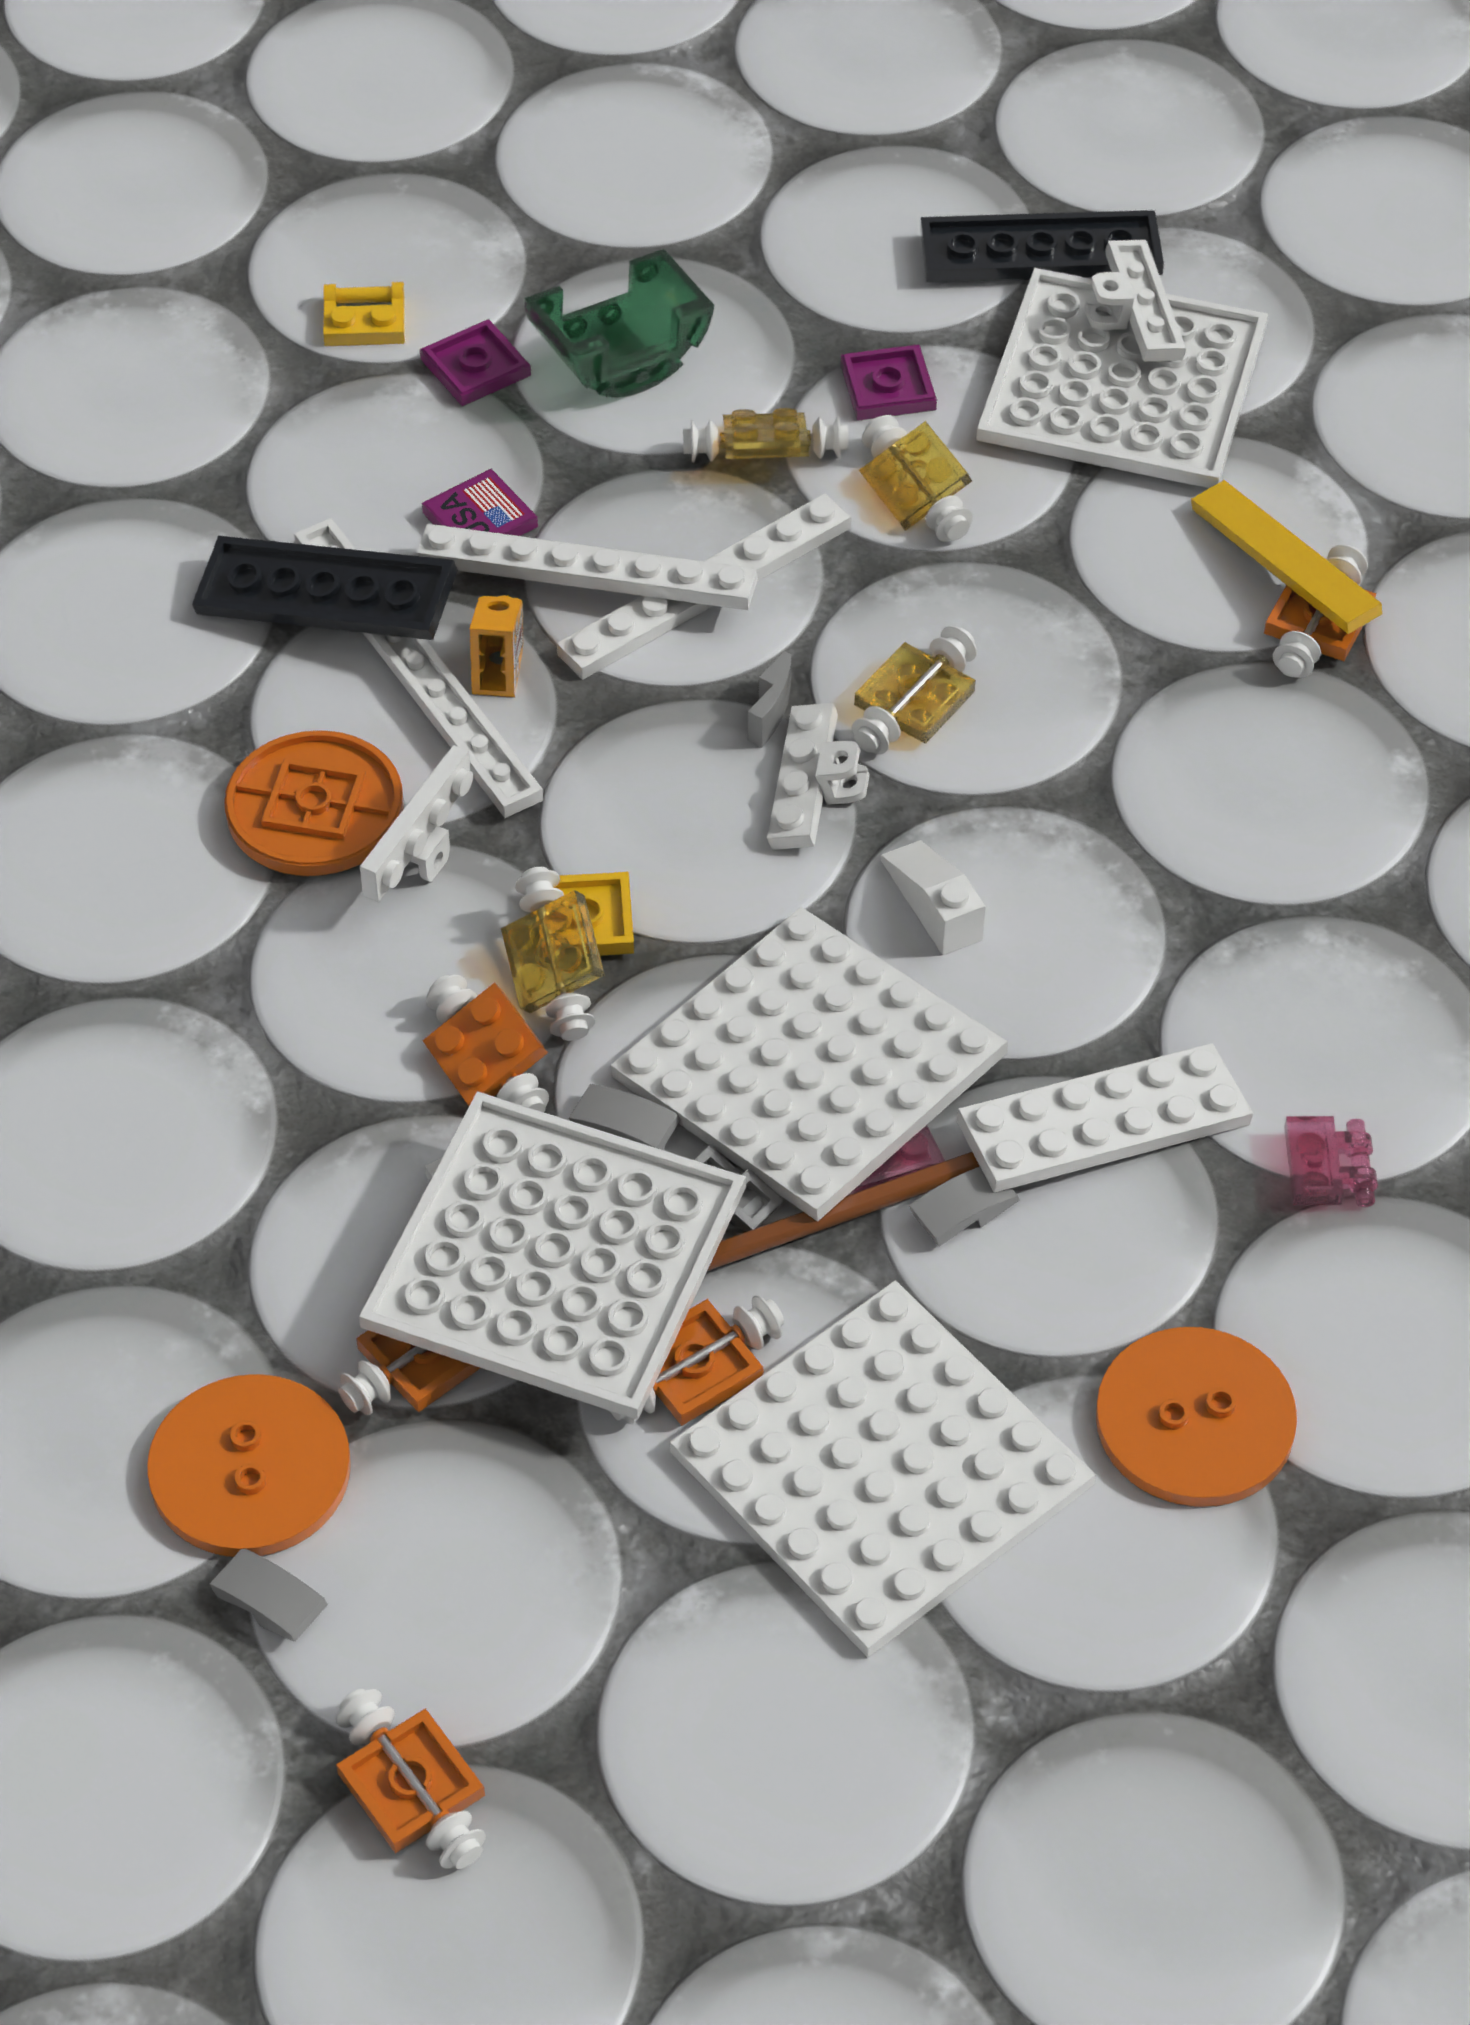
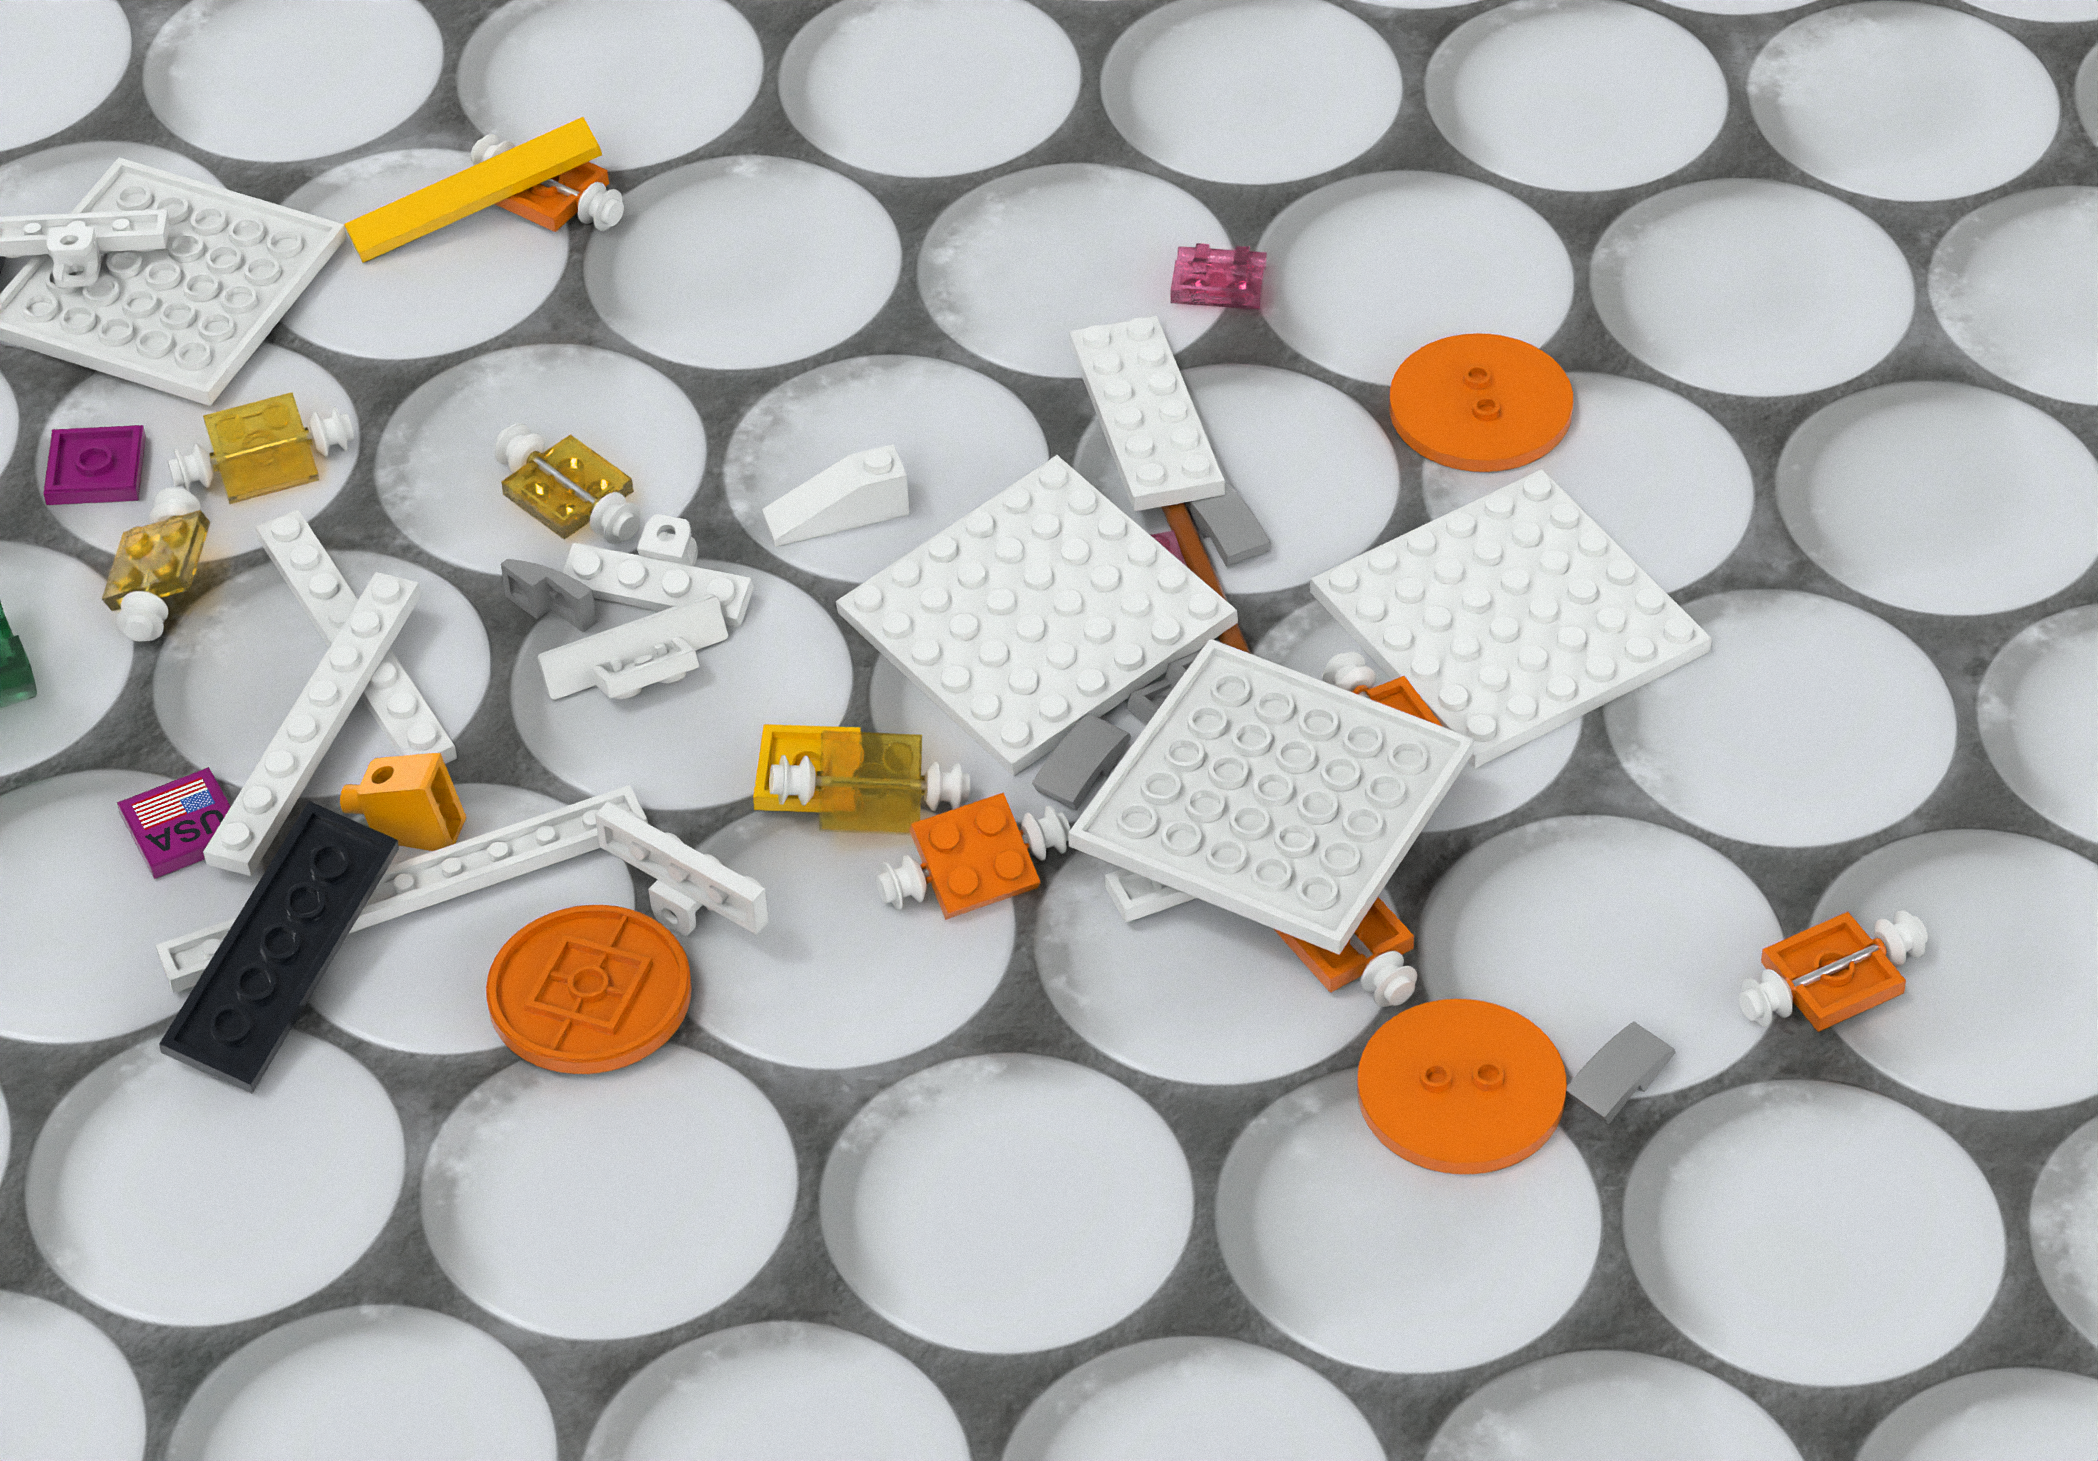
camera: 80 degrees left, 5 degrees down
(706, 773) = (635, 653): none -> white bracket

